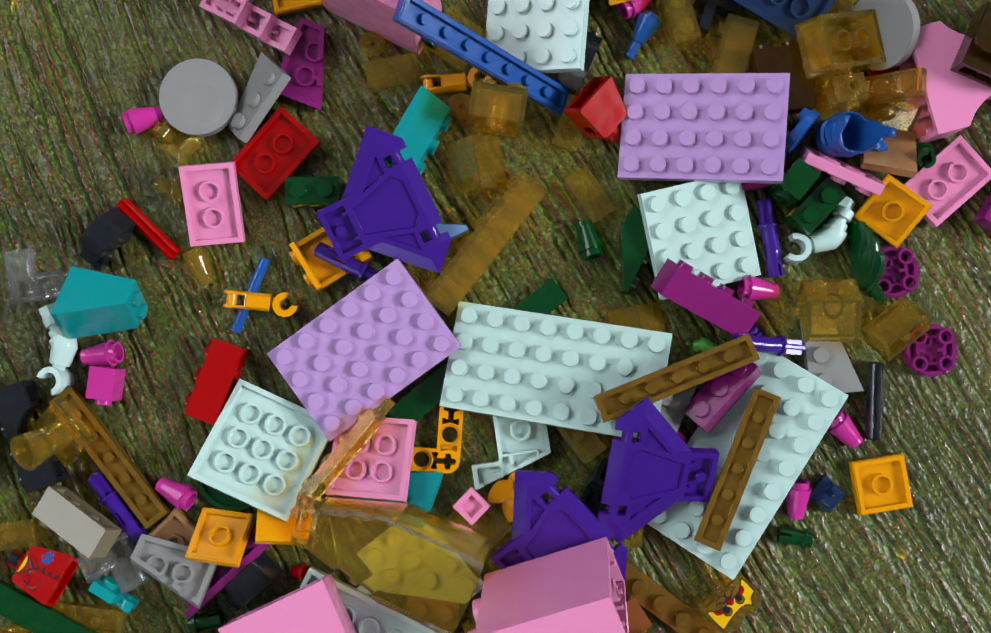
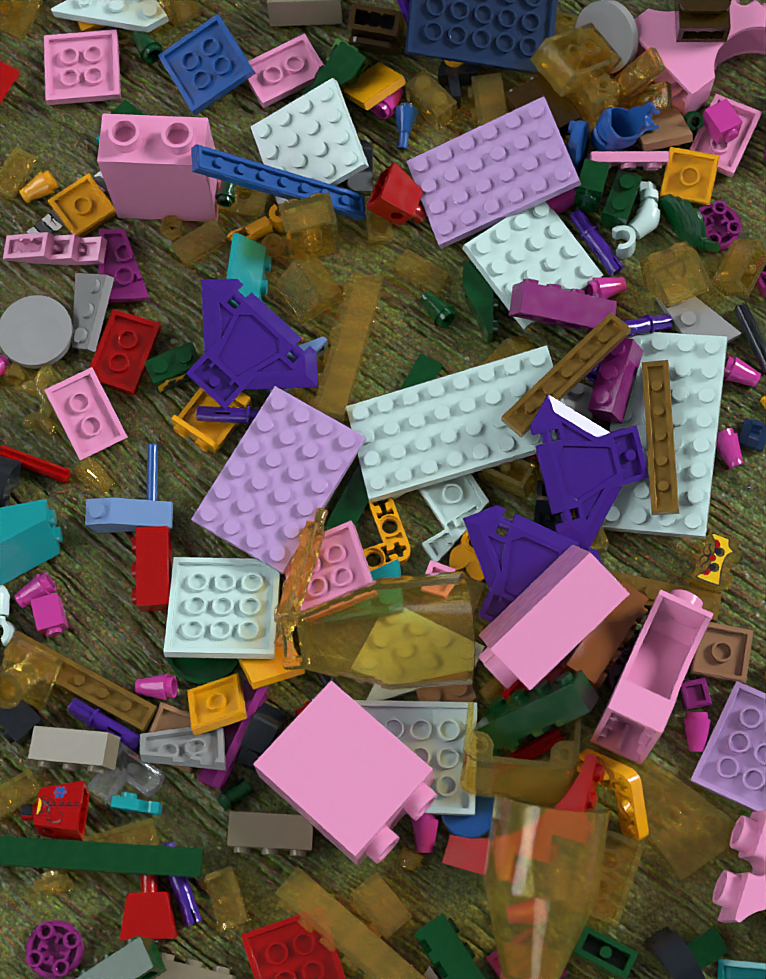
camera: 25 degrees left, 15 degrees down
(212, 320) = (124, 515): none -> medium blue slope
(259, 302) = (165, 481): light orange piece -> none
(795, 537) = (744, 482): dark green pin -> none
(953, 172) = (722, 122): none -> dark pink brick

